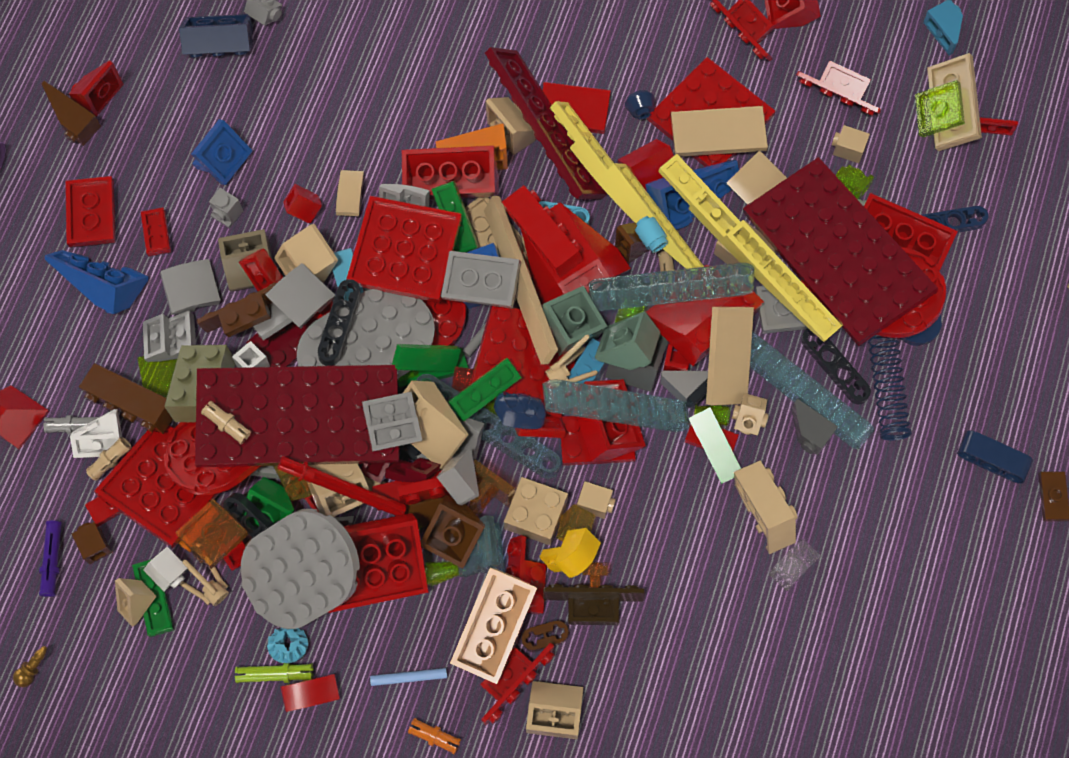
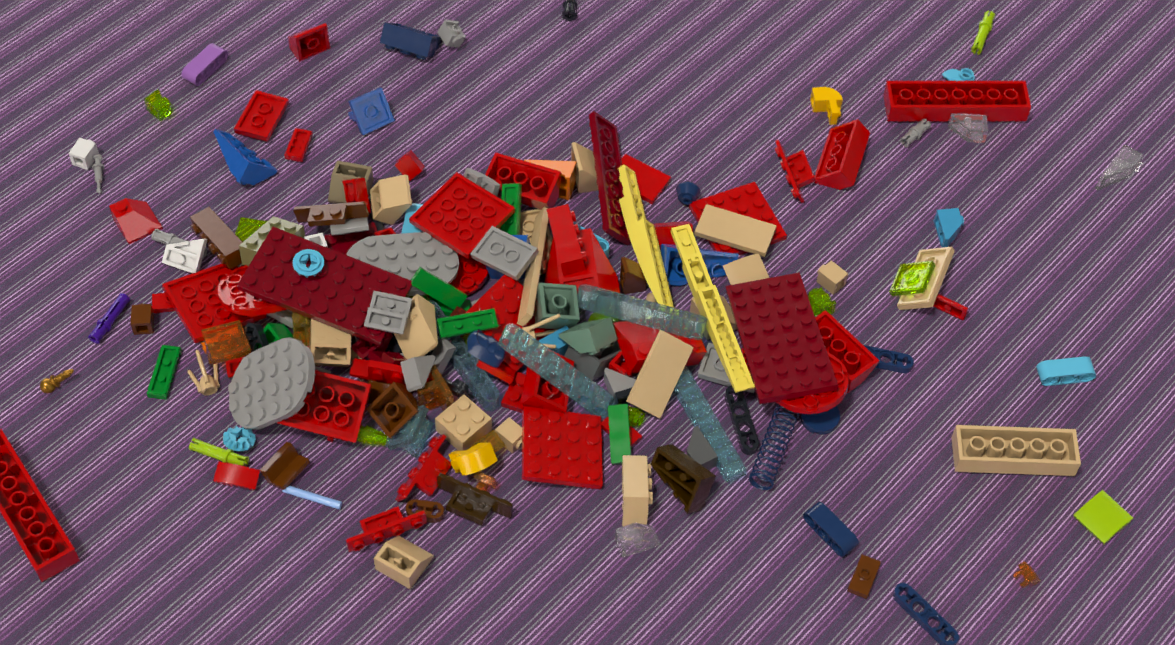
camera: 20 degrees right, 15 degrees down
(75, 120) = (284, 56): reddish brown slope -> none
(108, 458) = (184, 270): tan pin -> none
(132, 599) = (149, 363): tan slope -> none
(166, 335) = (267, 207): light grey slope -> none
(166, 569) = (182, 354): white brick -> none
(190, 286) = (302, 187): light grey slope -> none
(225, 208) = (354, 147): light grey brick -> none
(226, 422) = (272, 264): tan pin -> none
(272, 390) = (300, 261): none -> medium azure gear
(300, 295) = (372, 215): light grey slope -> none
(312, 475) = (324, 336): red axle -> none
(336, 321) = (385, 238): black beam -> none
(349, 193) = (446, 170): tan slope -> none
(360, 656) = (284, 466): none -> reddish brown panel
(434, 736) = (308, 542): orange pin -> none
(493, 625) = (388, 479): light nougat slope -> none
(510, 471) = (459, 388): none -> black plate
(651, 234) = (644, 272): medium azure brick -> none
(660, 491) = (561, 448): none -> red plate
(750, 414) = (656, 423): tan brick -> none
(812, 466) = (684, 475): none -> dark brown wedge
(844, 83) = (848, 235): bracket -> none

